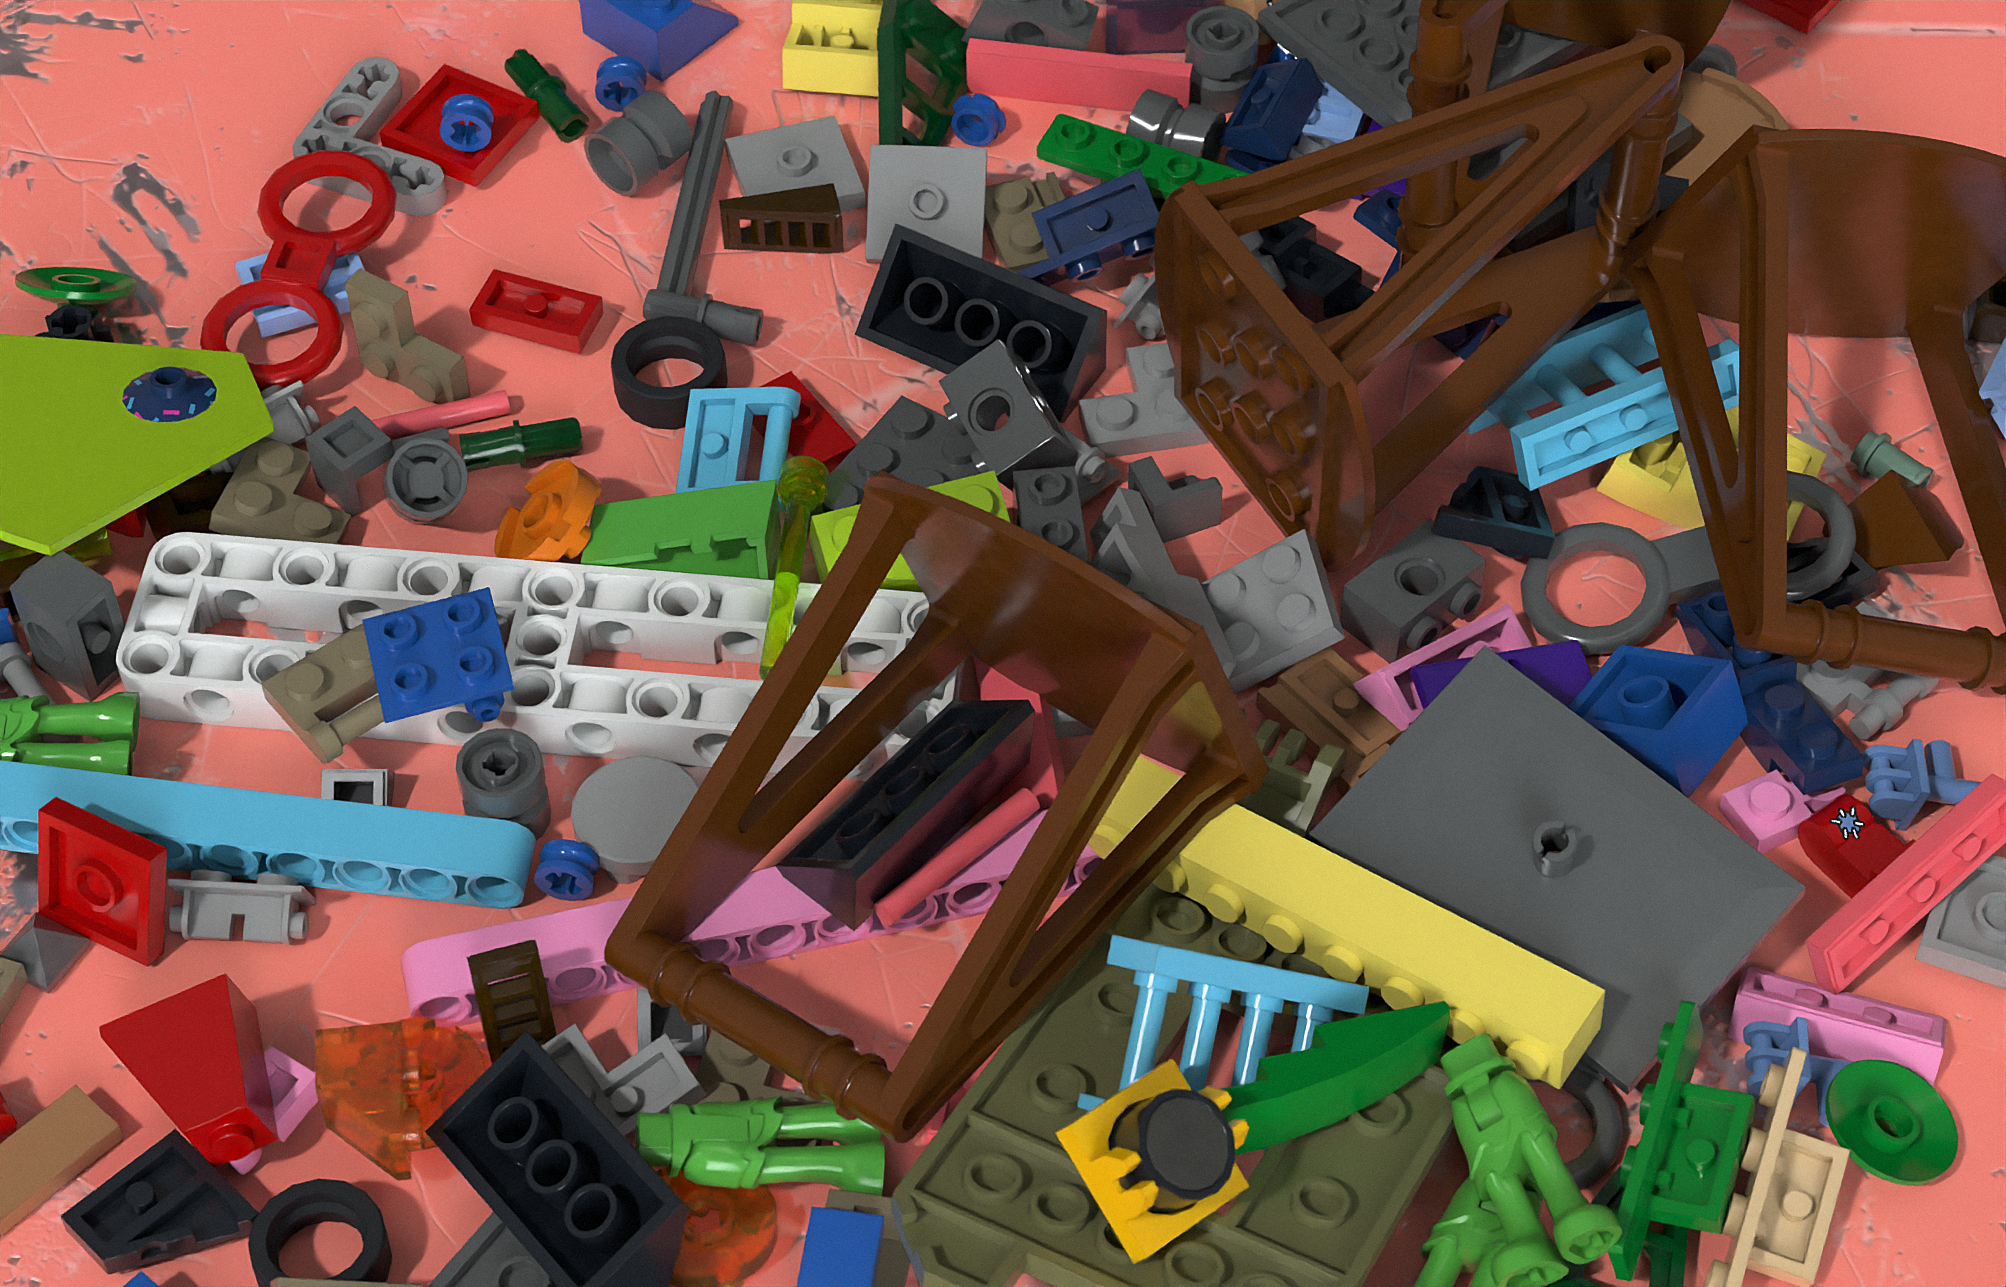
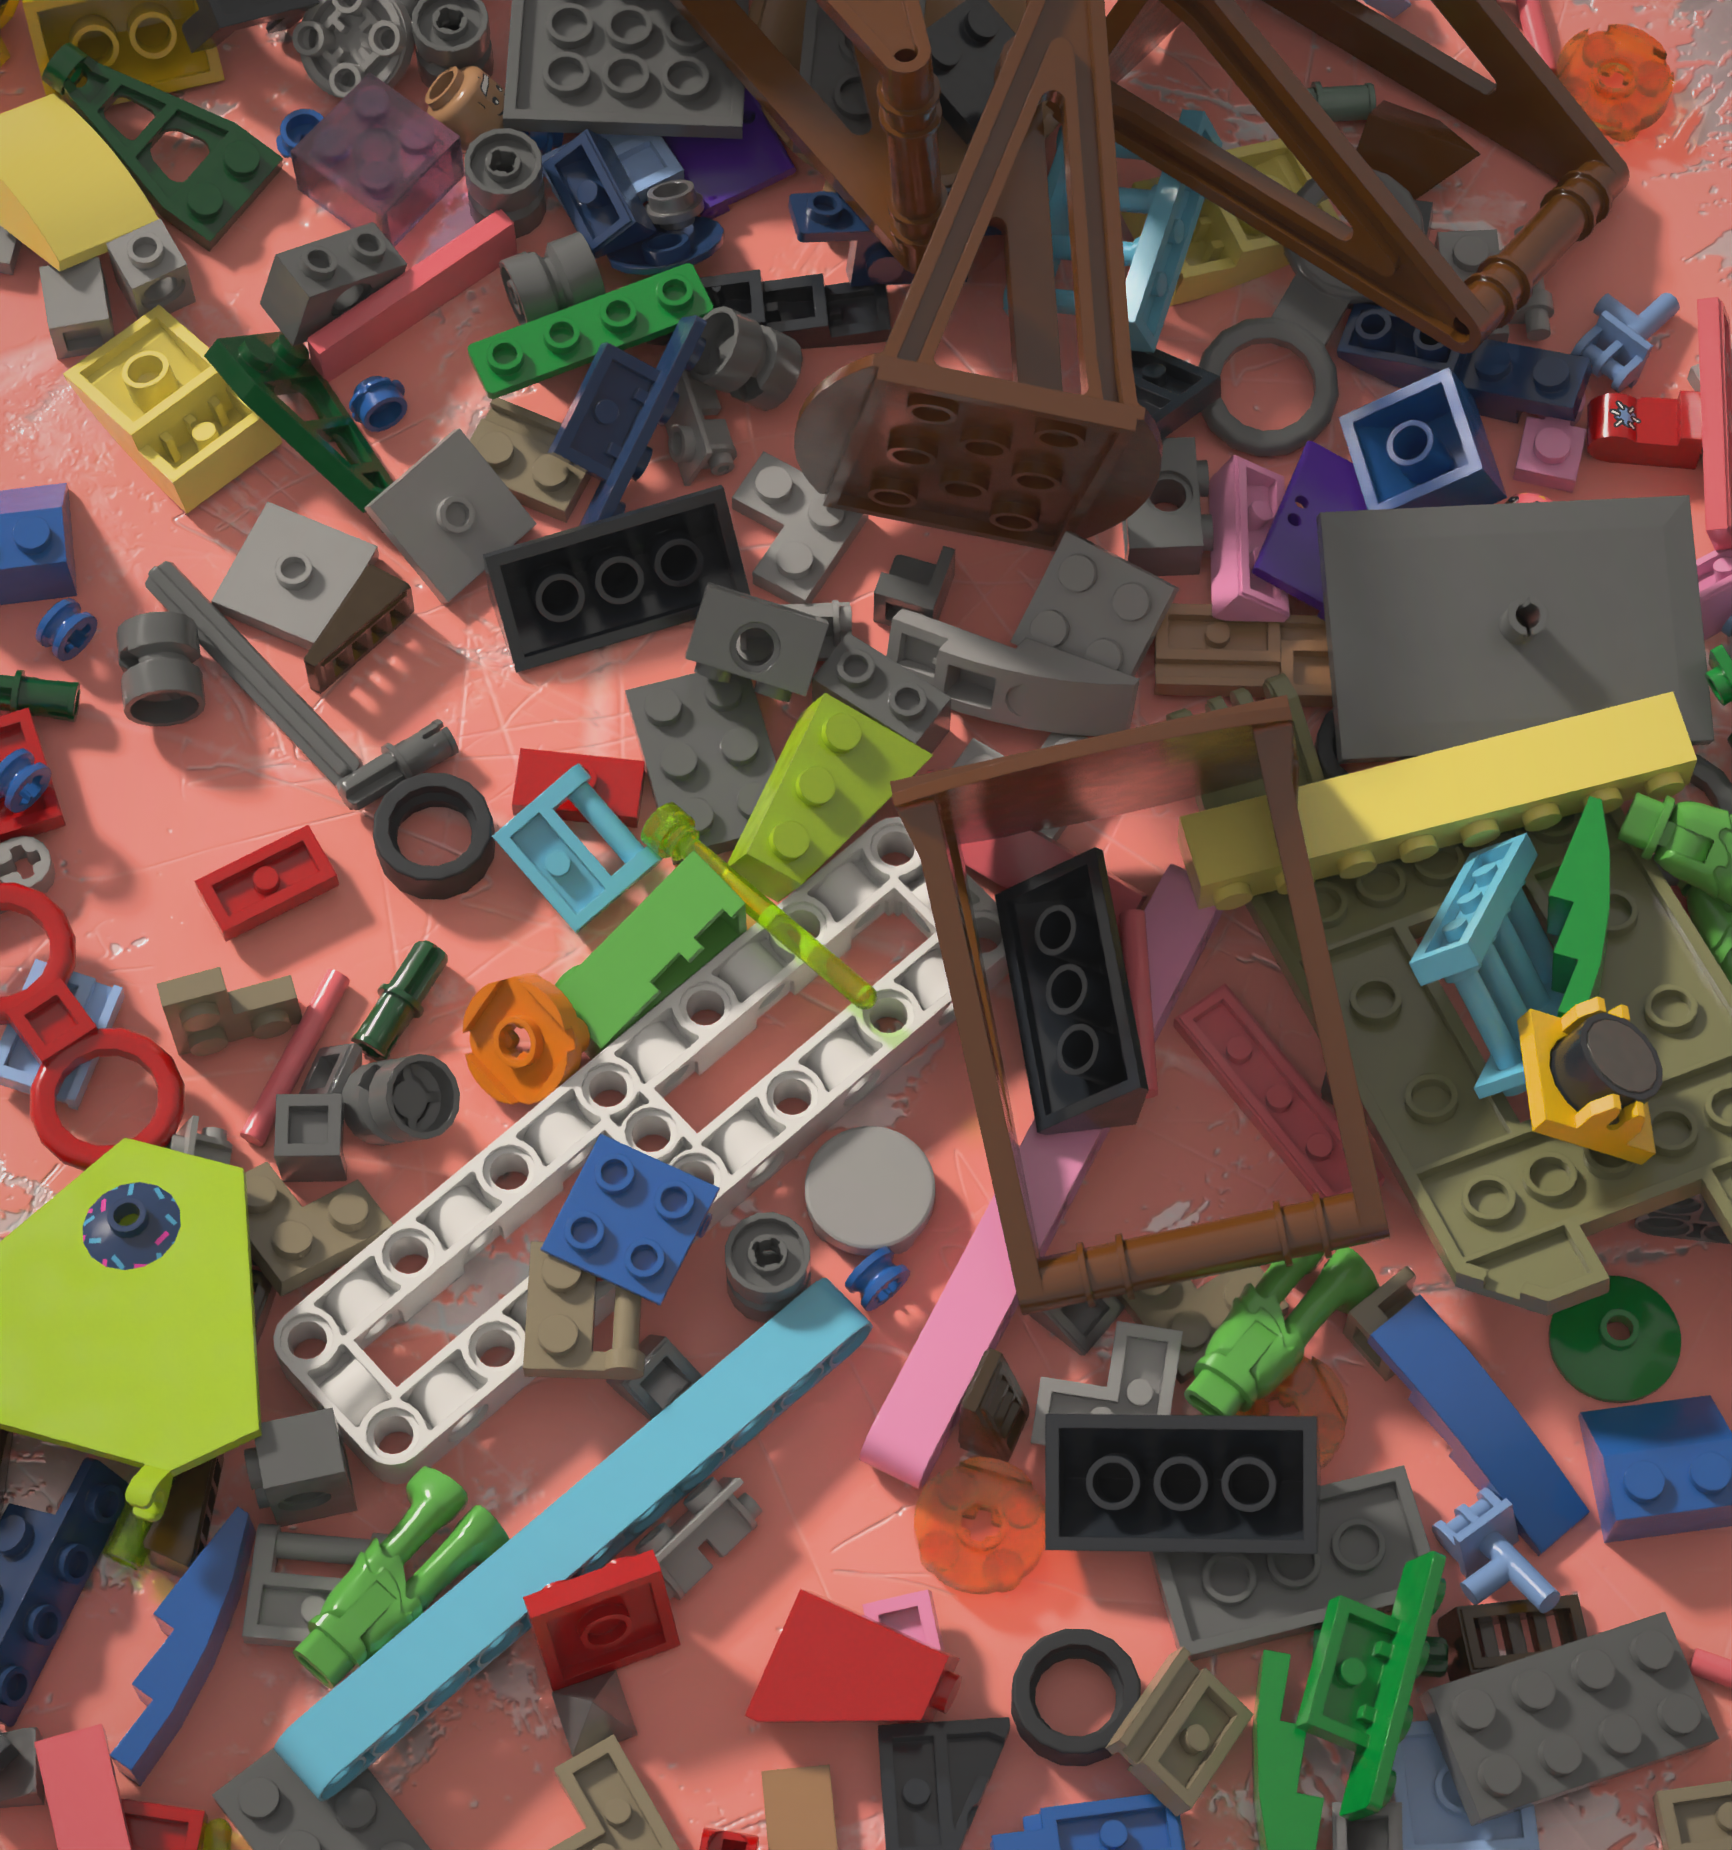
camera: 50 degrees left, 15 degrees up
(366, 1095) = (991, 1566): clear orange slope -> none

